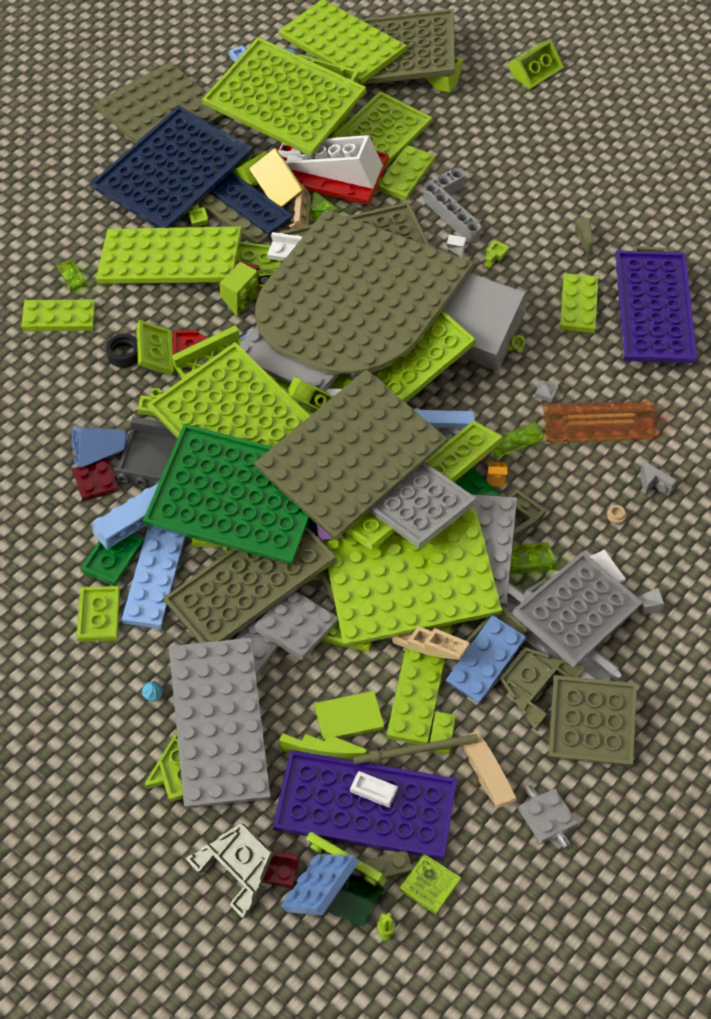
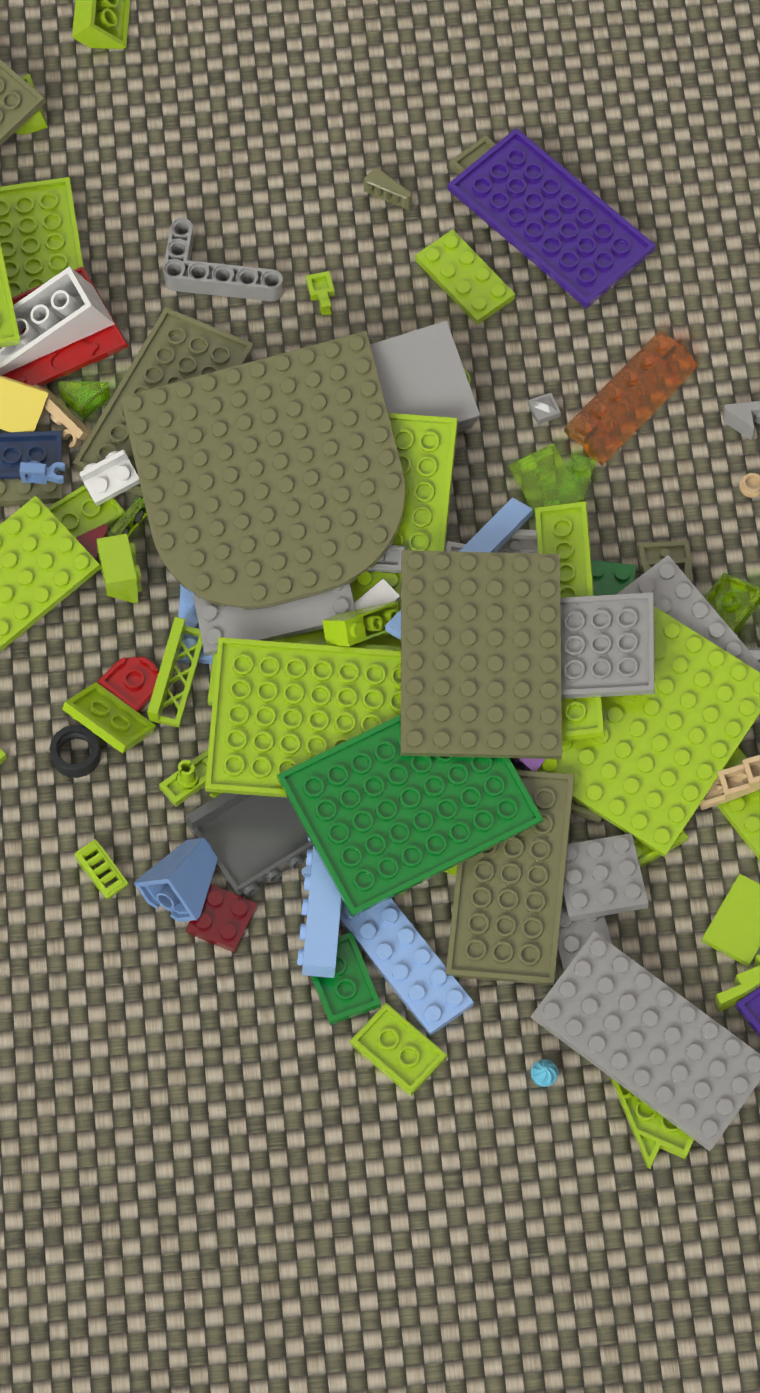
camera: 45 degrees left, 10 degrees up
(70, 398) = (95, 848): none -> lime slope
(255, 220) = (39, 474): none -> medium blue plate
(406, 172) = (116, 270): lime plate -> none
(456, 244) = (274, 315): white slope -> none
(496, 473) = (603, 542): light orange slope -> none
(505, 420) = (545, 479): none -> clear neon green tile

